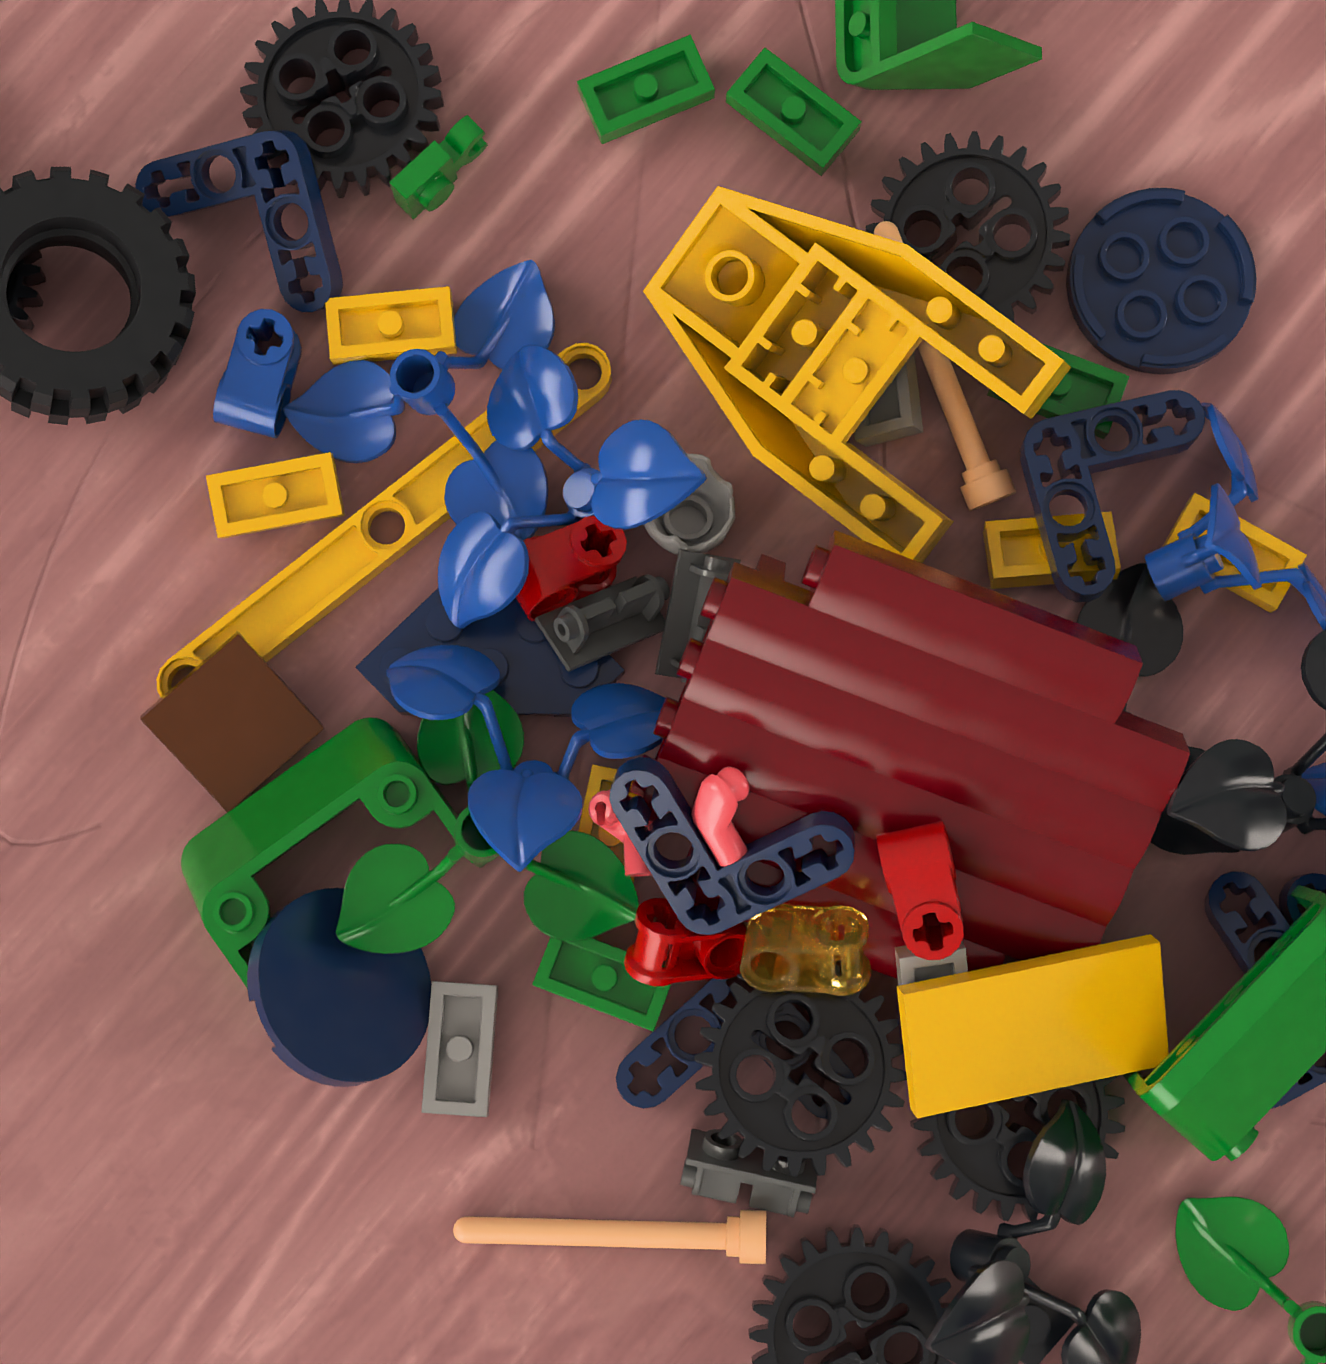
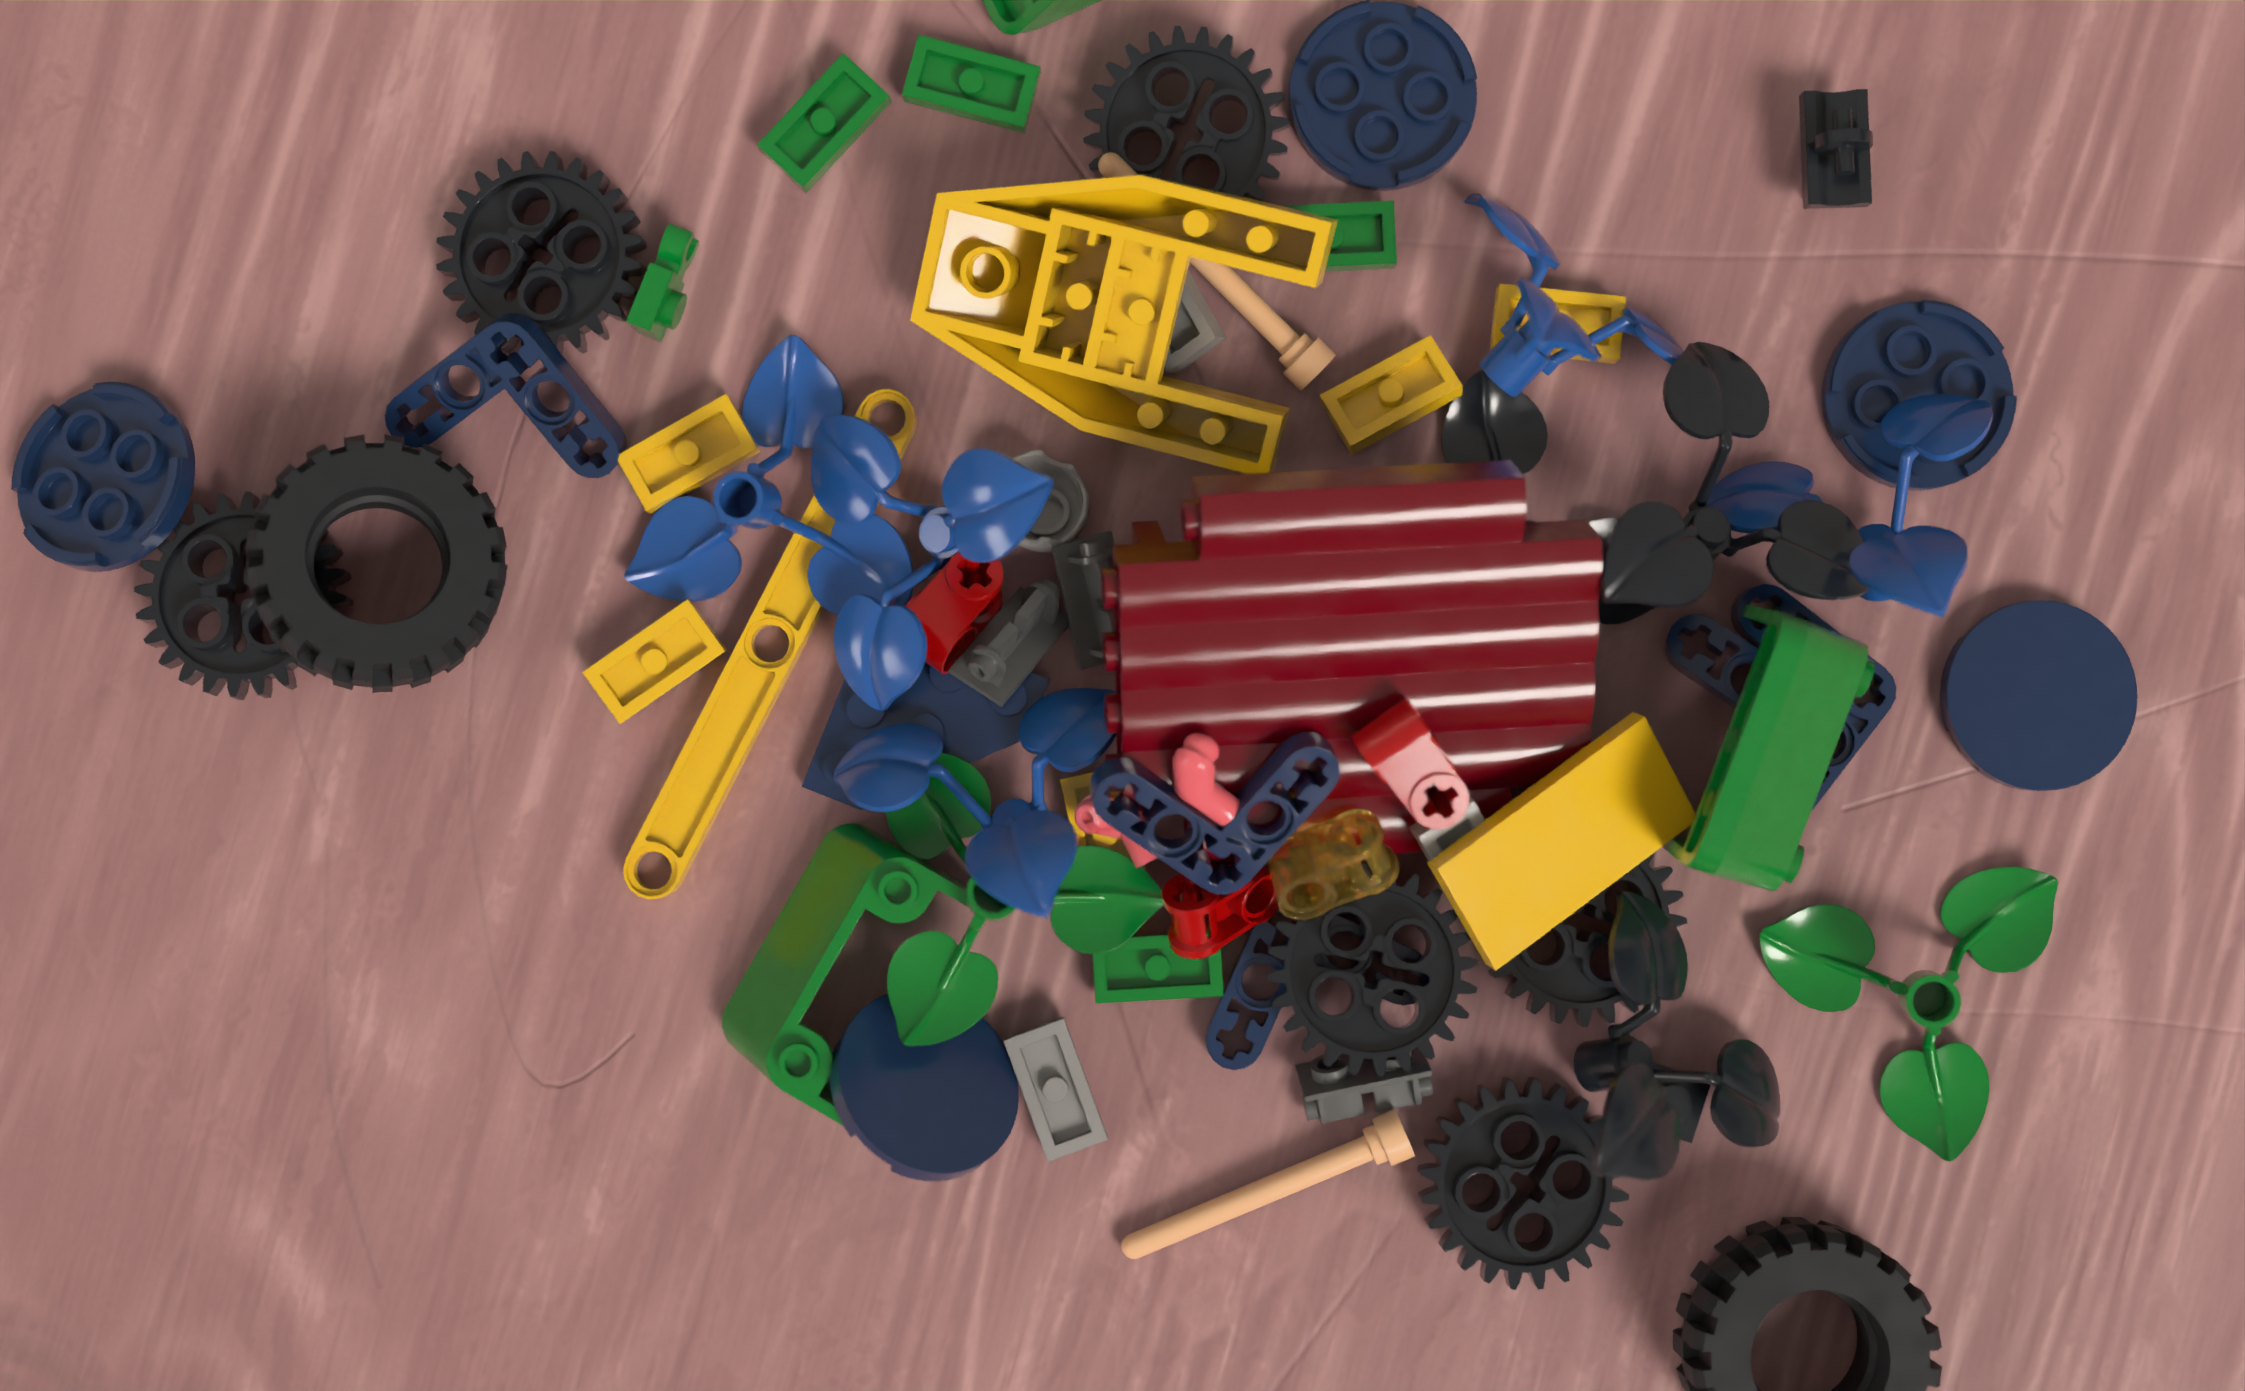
camera: 30 degrees left, 5 degrees up
(232, 722) = (712, 887): reddish brown tile -> none
(257, 384) = (589, 567): blue piece -> none
(1086, 456) = (1386, 295): dark blue beam -> none

